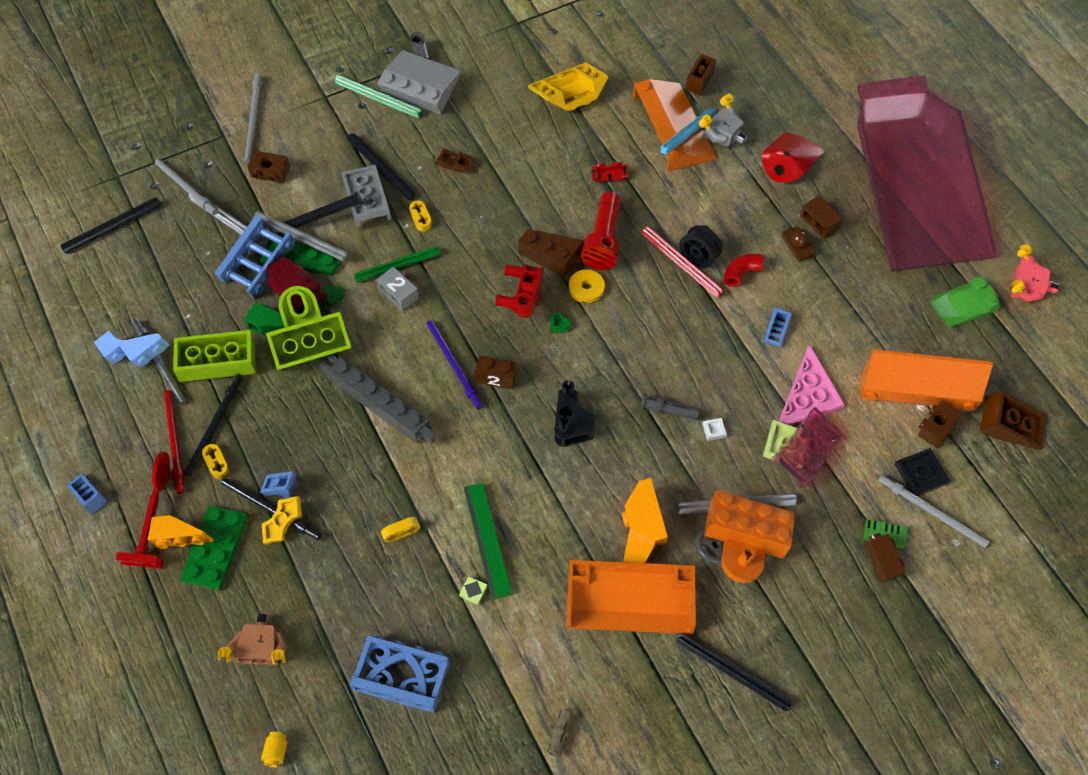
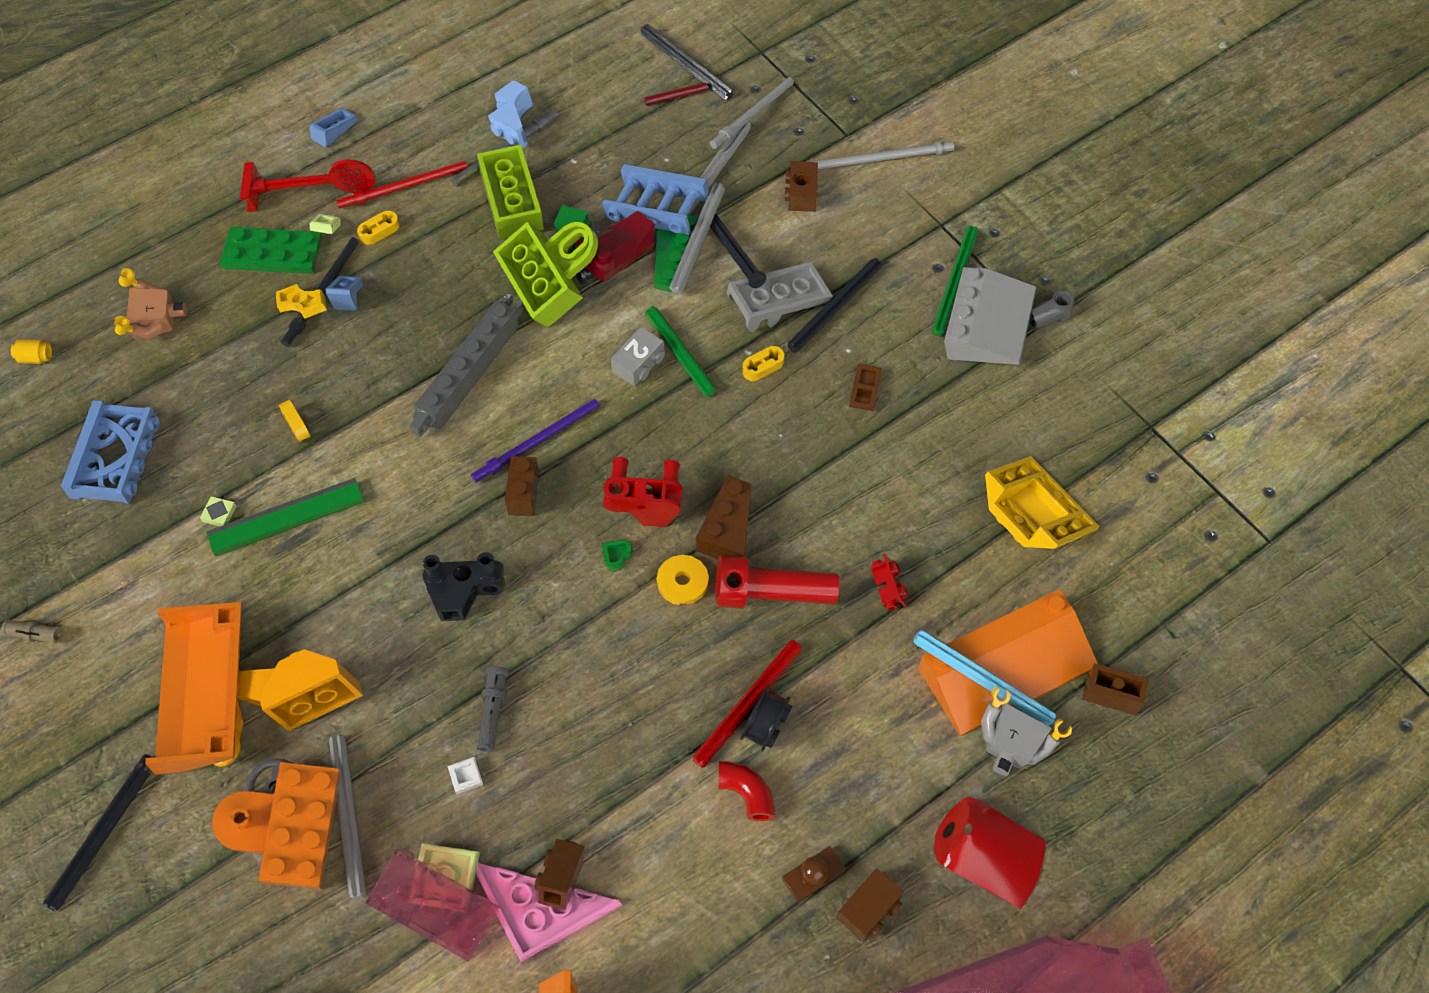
camera: 80 degrees right, 0 degrees up
(143, 236) = (674, 94): none -> dark red bar
(170, 531) = (280, 208): light orange slope -> none
(200, 501) = (325, 224): none -> yellowish green tile
(230, 393) = (468, 221): black bar -> none
(334, 294) = (622, 292): green tile -> none
(782, 314) = (659, 863): medium blue slope -> none
(793, 372) = (560, 874): none -> reddish brown brick

